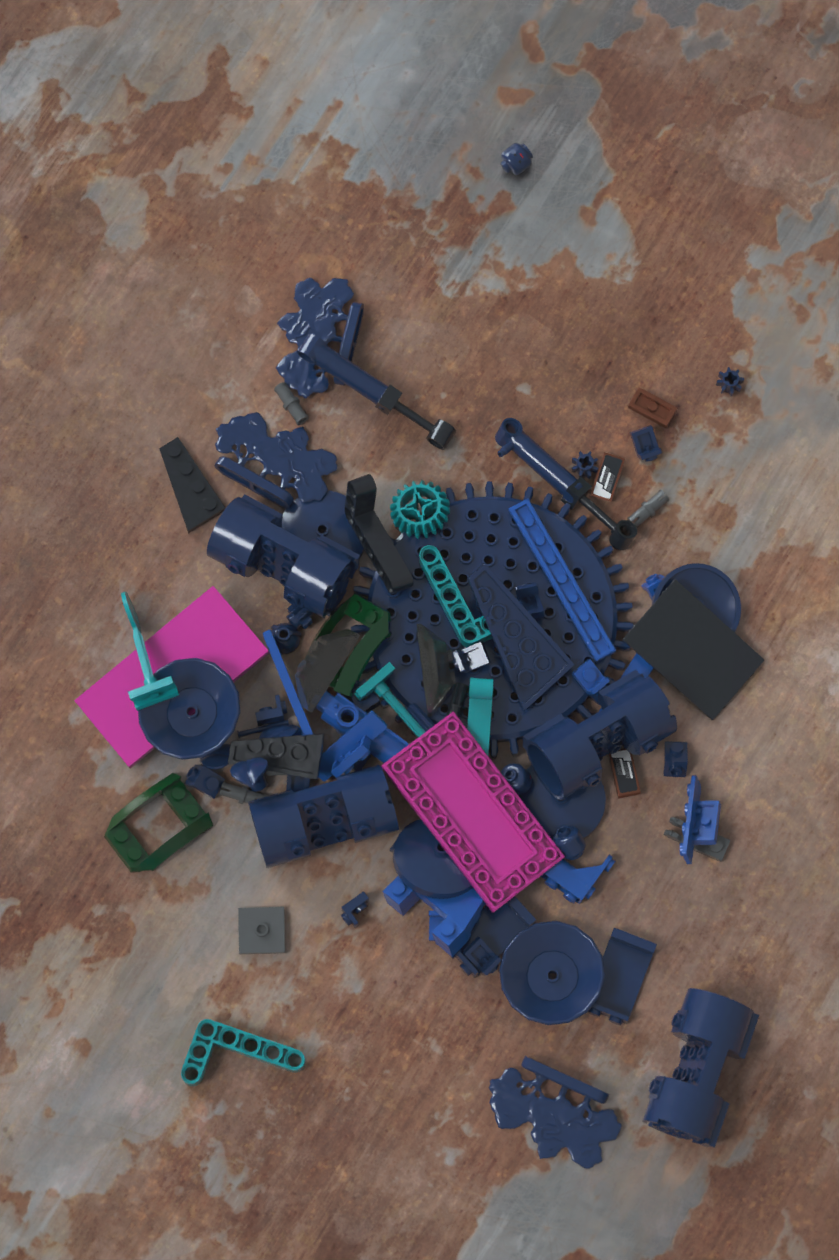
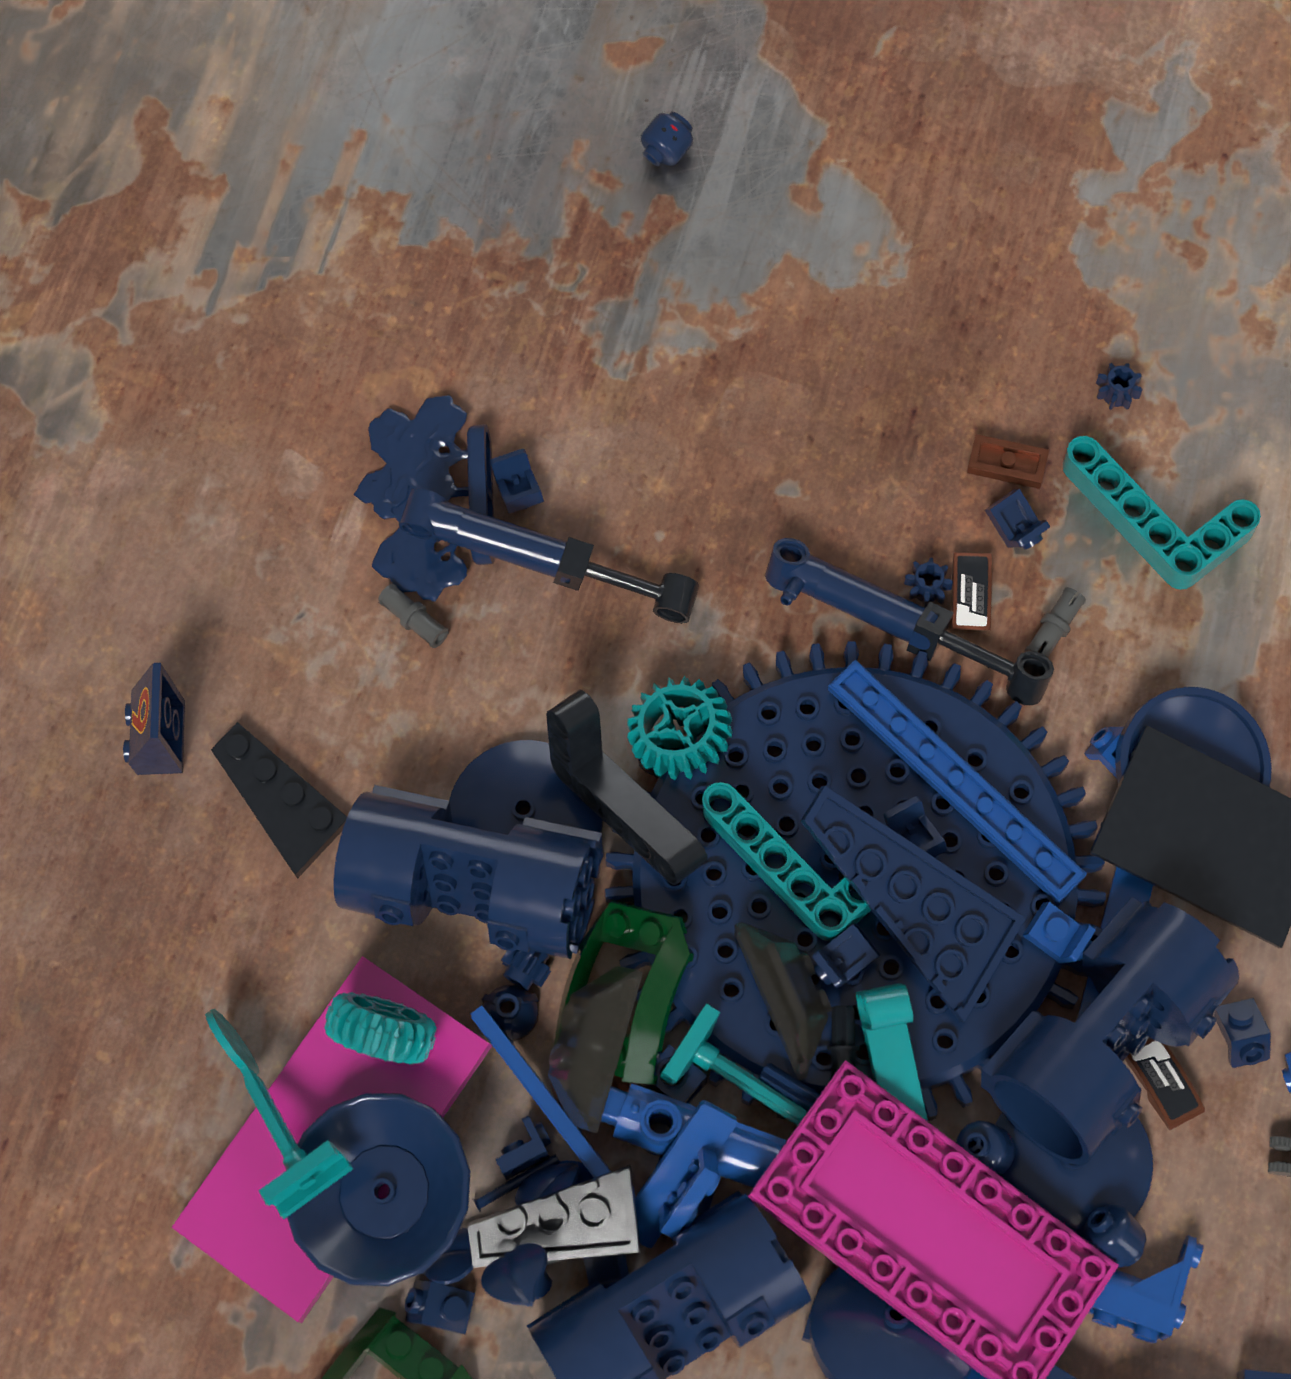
camera: 10 degrees left, 5 degrees down
(132, 426) = (155, 725): none -> dark blue slope
(213, 626) = (380, 1028): none -> teal gear
(239, 793) = (508, 1314): dark grey pin -> none
(281, 456) = (418, 706): dark blue plant -> none
(370, 341) = (516, 481): none -> dark blue bracket
(721, 465) = (1153, 519): none -> teal beam

